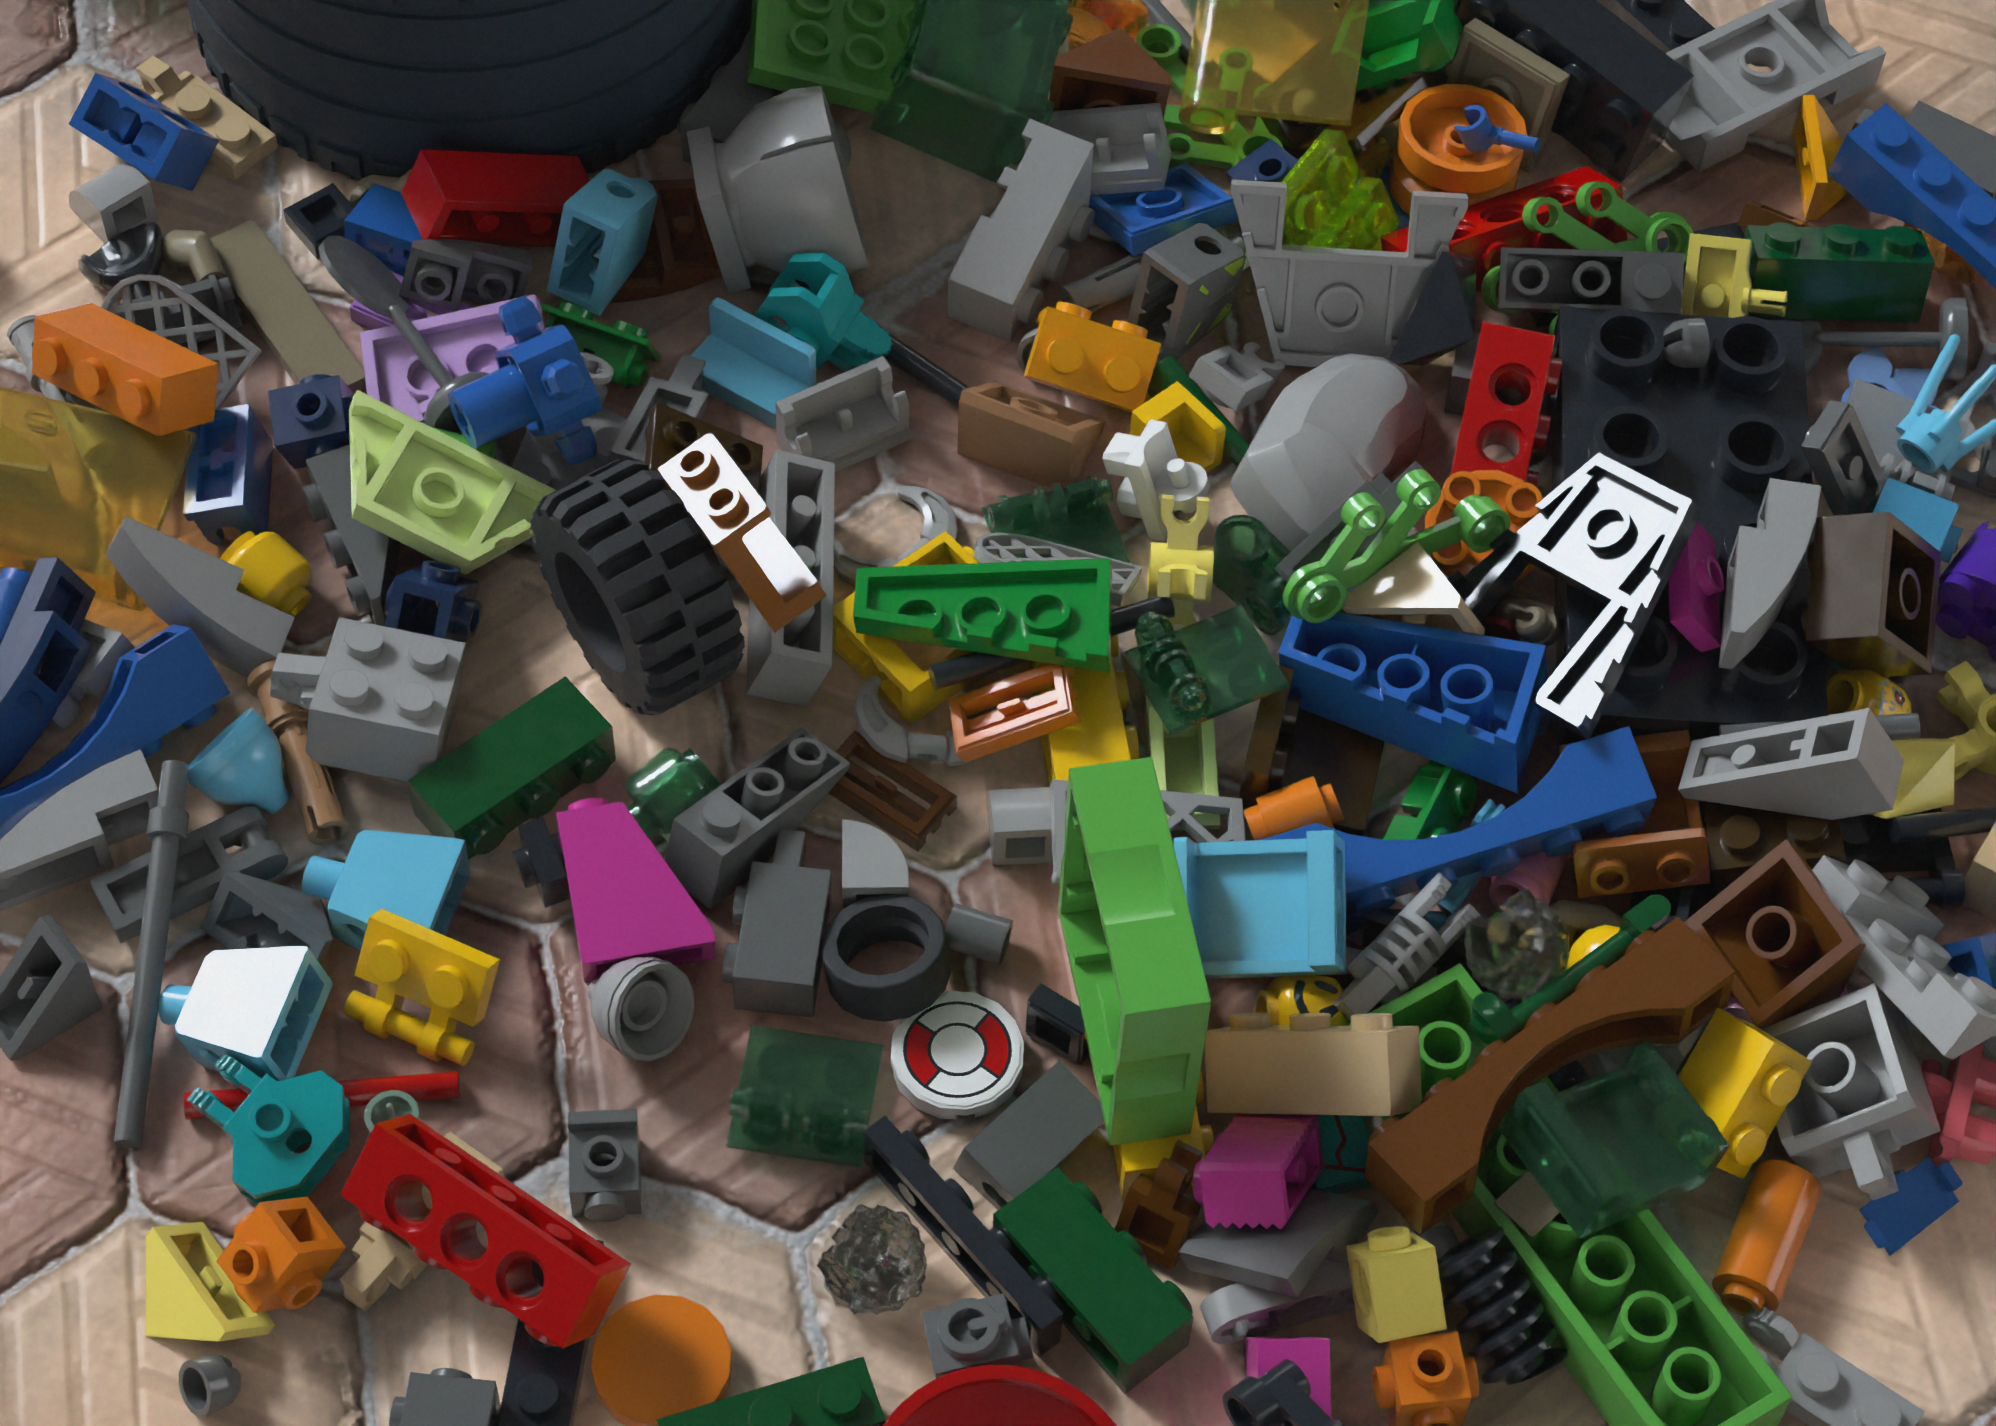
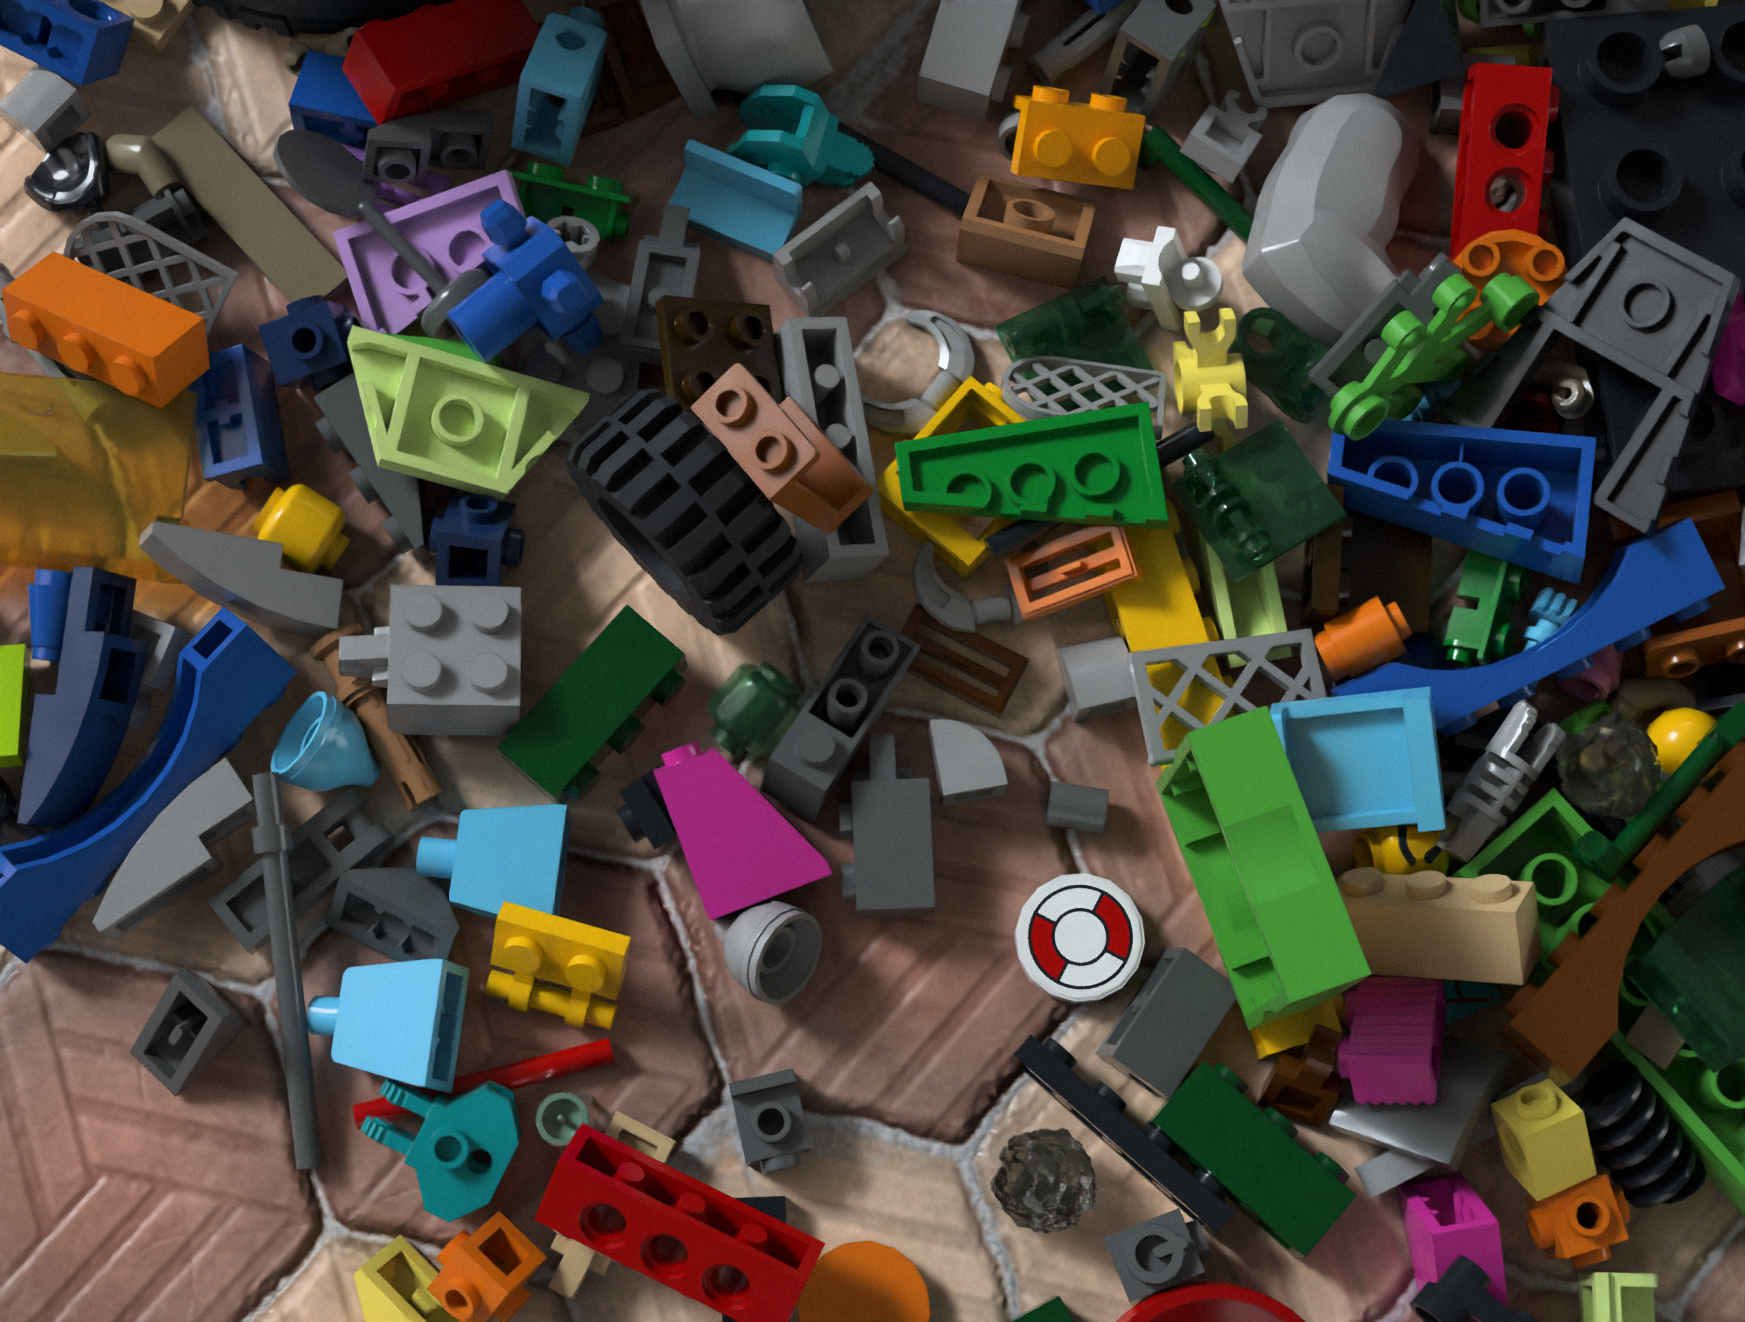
camera: 10 degrees left, 20 degrees up
(318, 217) = (260, 91): black tile -> none
(804, 1096) = (944, 1007): clear green hinge -> none
(892, 994) = (980, 811): black tyre -> none
(1057, 1024) = (1171, 896): black tile -> none
(1193, 428) = (1176, 202): yellow panel -> none
(1414, 593) = (1457, 392): tan slope -> none

